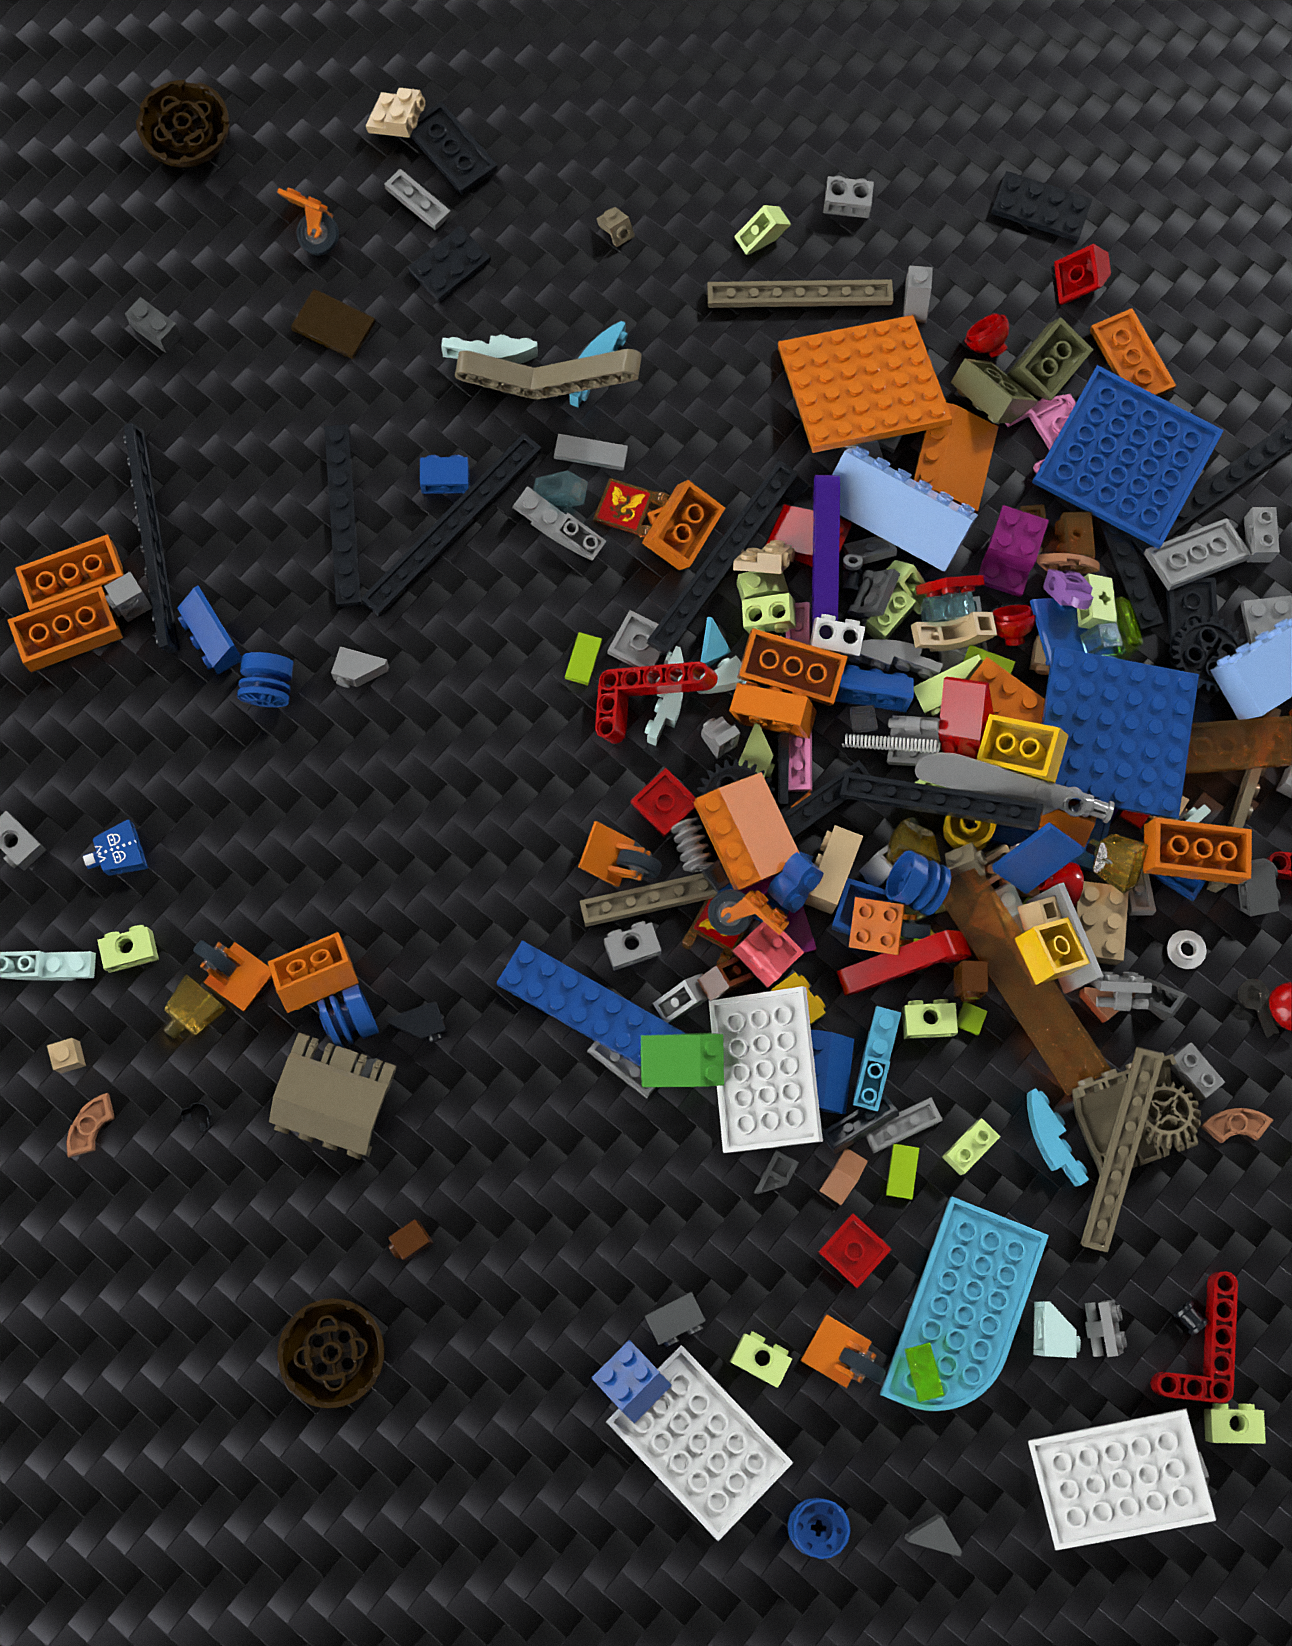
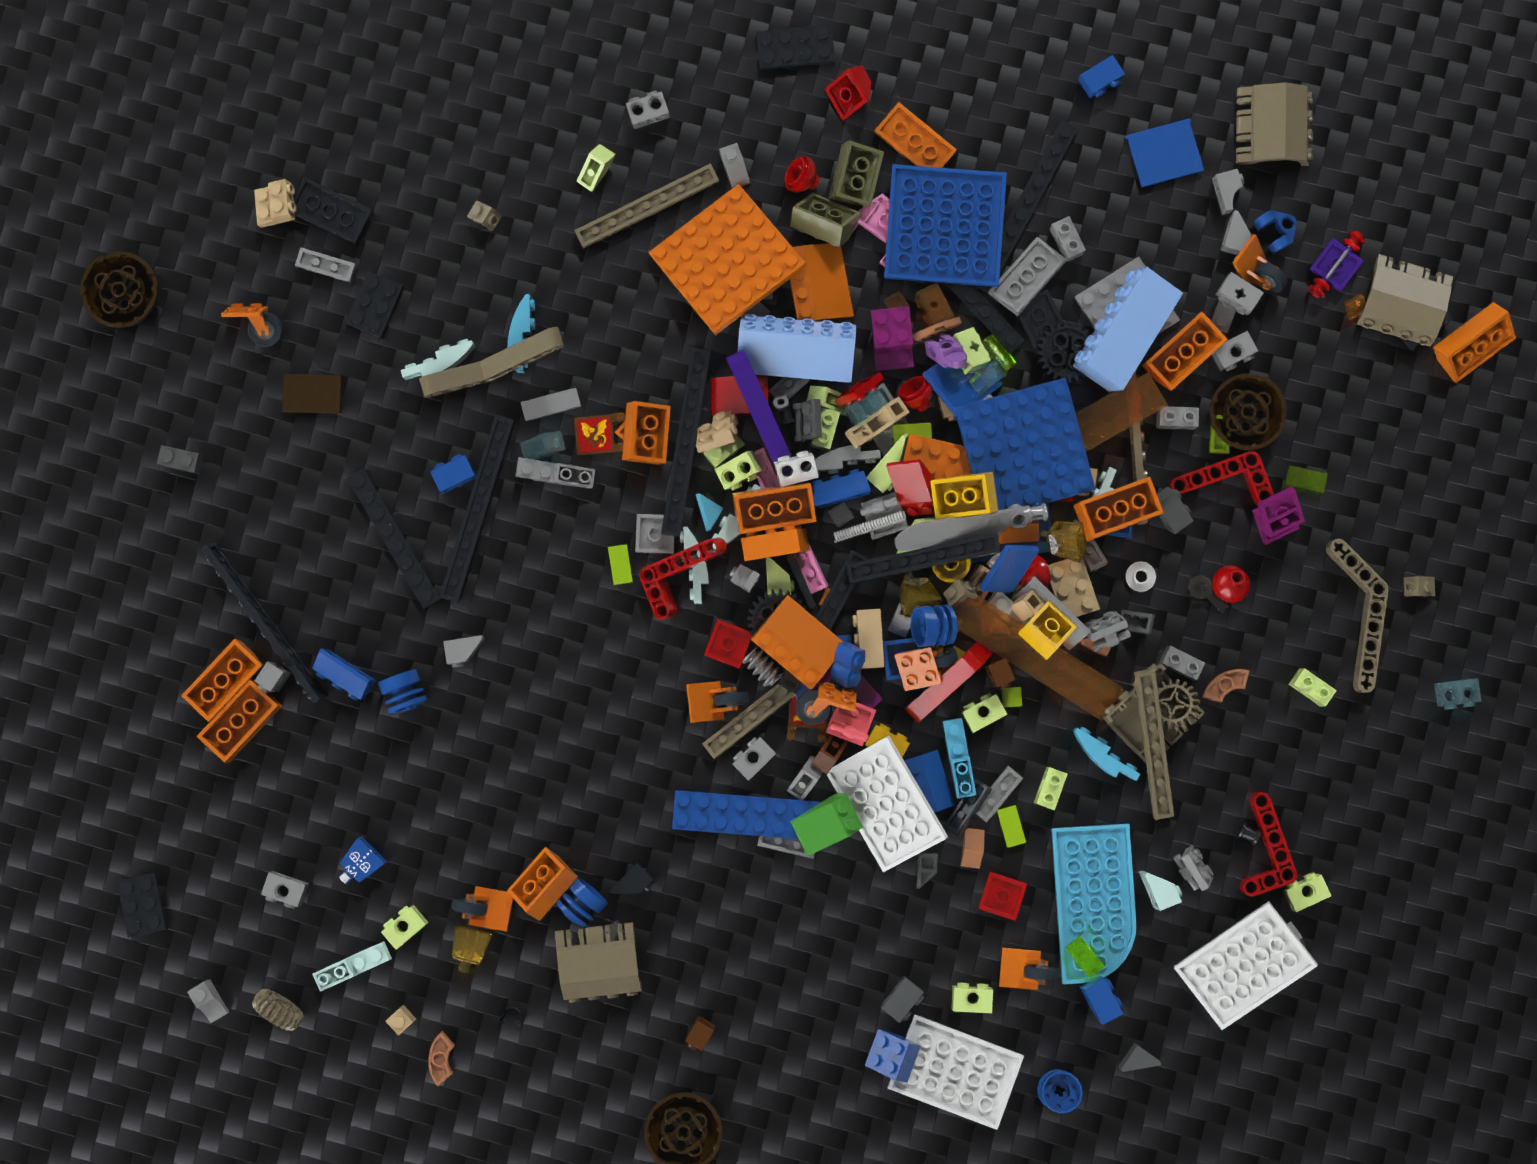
camera: 20 degrees left, 10 degrees up
(922, 1436) = (1101, 999): none -> blue brick

